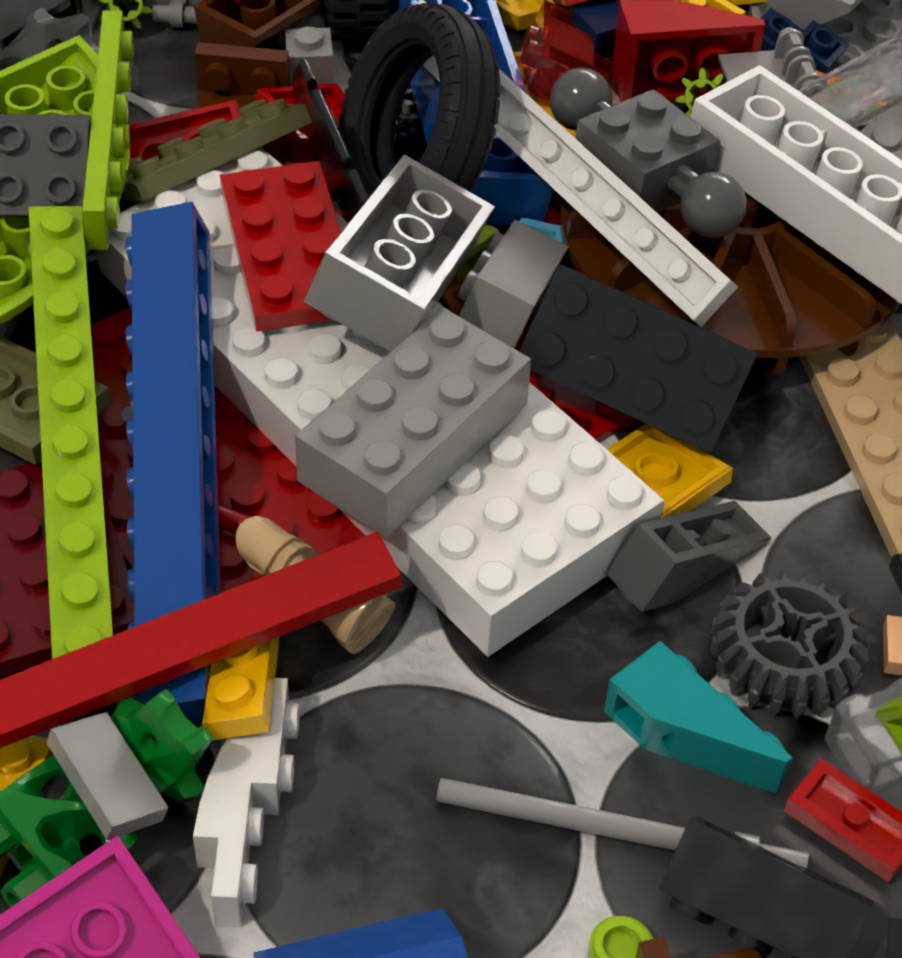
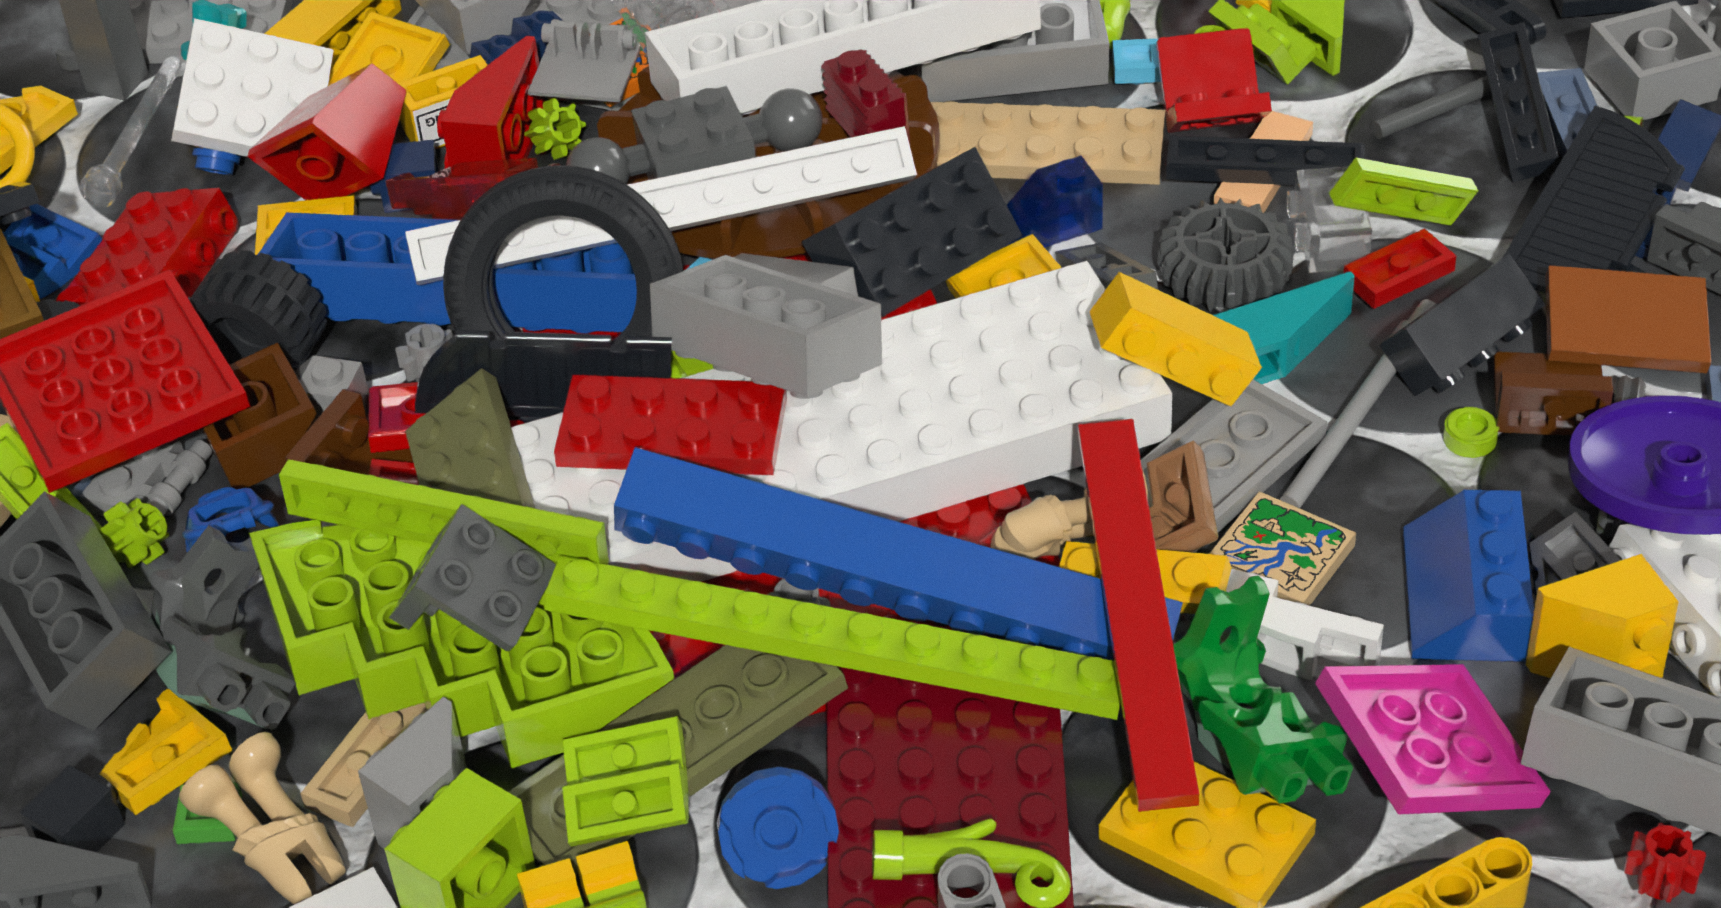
camera: 65 degrees left, 5 degrees down
(106, 775) = (1252, 672): light grey tile -> none
(155, 49) = (241, 507): none -> blue helmet
(336, 673) = (1181, 500): none -> medium nougat brick
(362, 796) = (1286, 546): none -> tile
(412, 421) = (969, 374): light grey brick -> none
(469, 707) = (1245, 445): none -> light grey plate
(559, 596) = (1174, 339): none -> yellow brick
(773, 253) = (863, 95): none -> dark red brick
(791, 480) = (1059, 203): none -> clear blue slope

